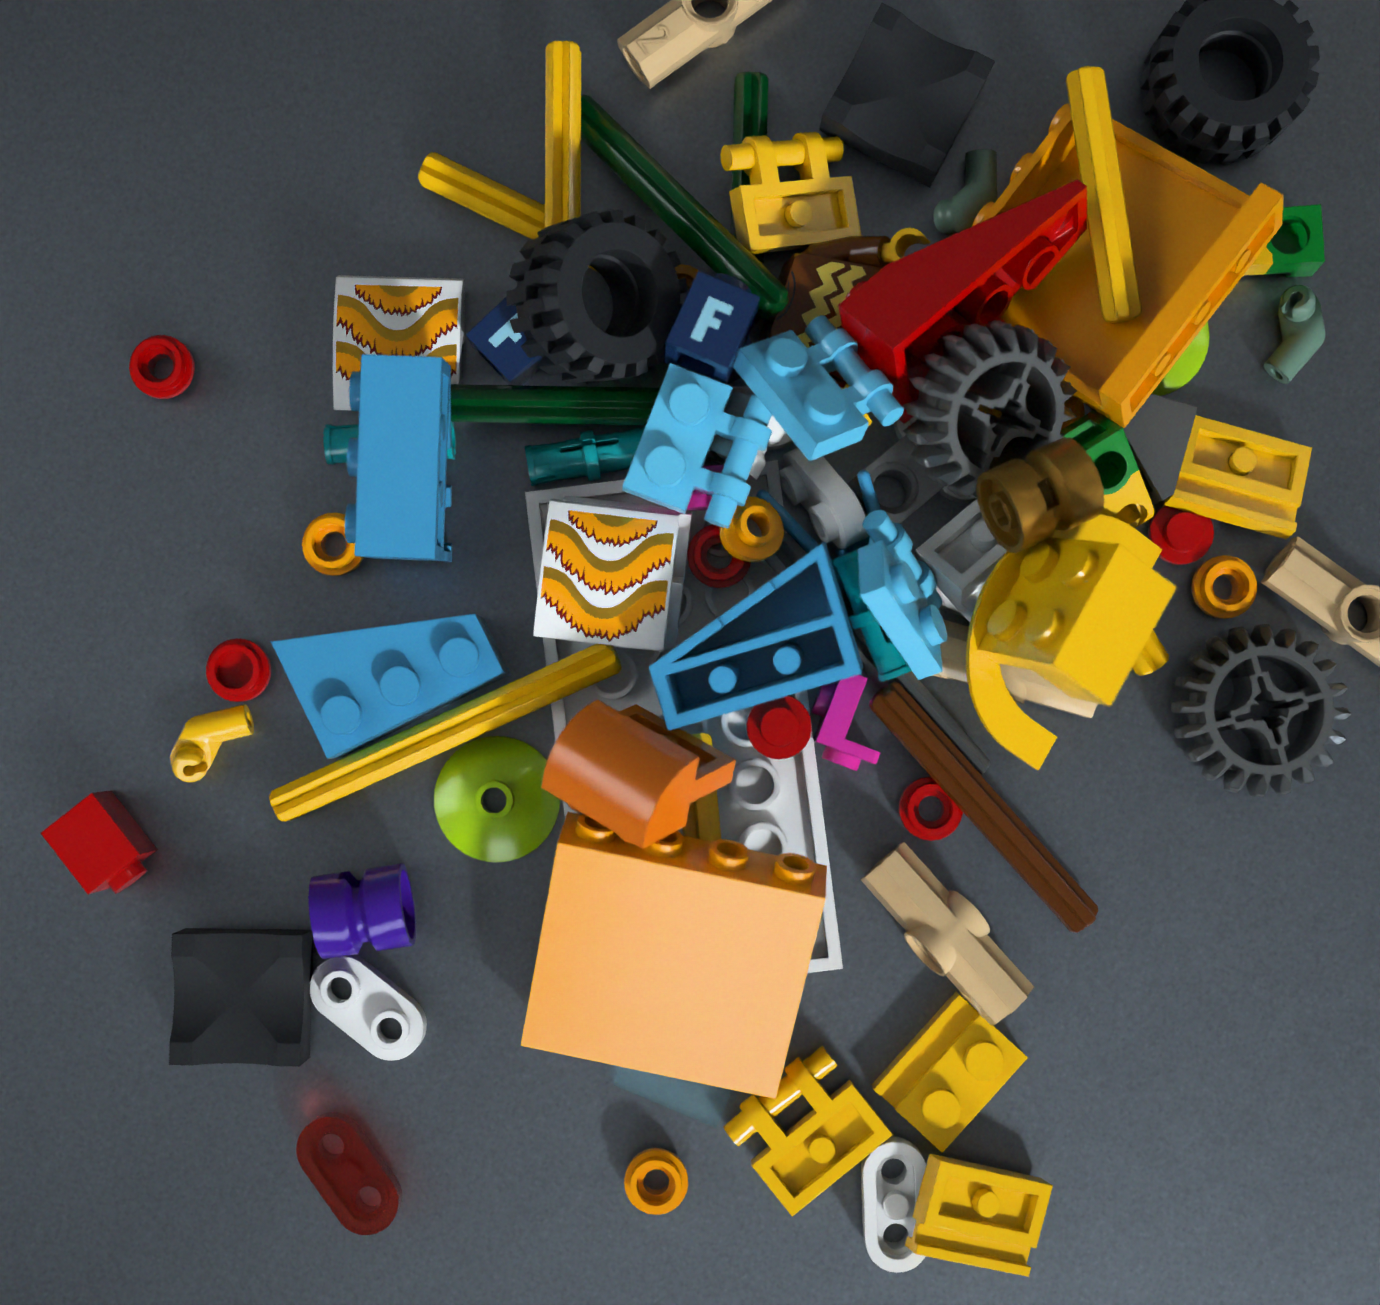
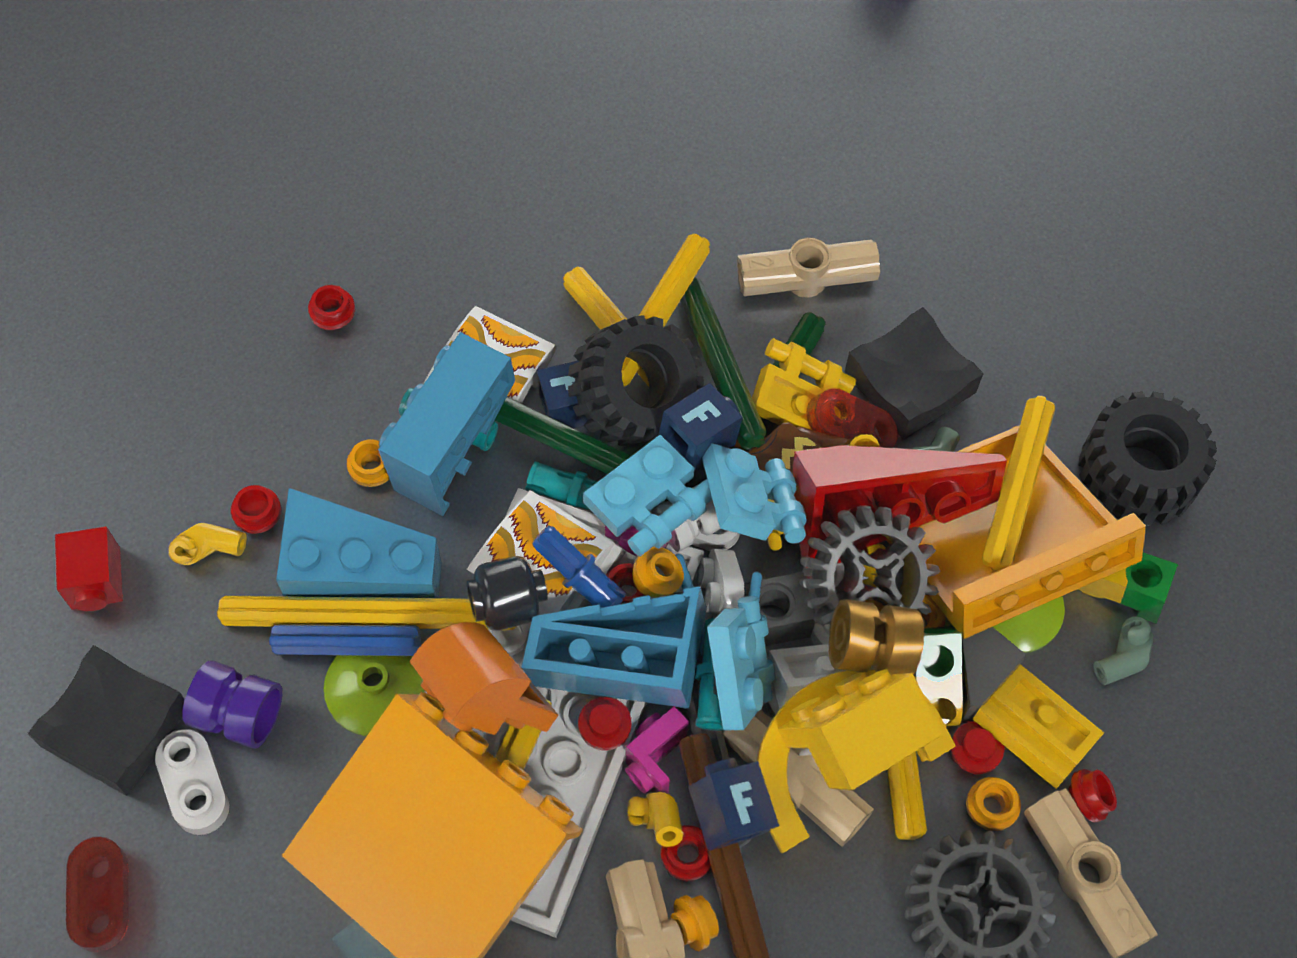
camera: 25 degrees right, 25 degrees down
(437, 773) = (345, 639): none -> blue axle
(602, 652) = (506, 593): none -> black head
(667, 582) = (578, 570): none -> blue axle
(872, 204) = (856, 417): none -> clear red plate
(883, 785) = (659, 813): none -> yellow arm
(969, 755) = (732, 803): none -> dark blue brick
(976, 879) = (696, 921): none -> light orange plate
(1326, 524) = (1093, 794): none -> red plate

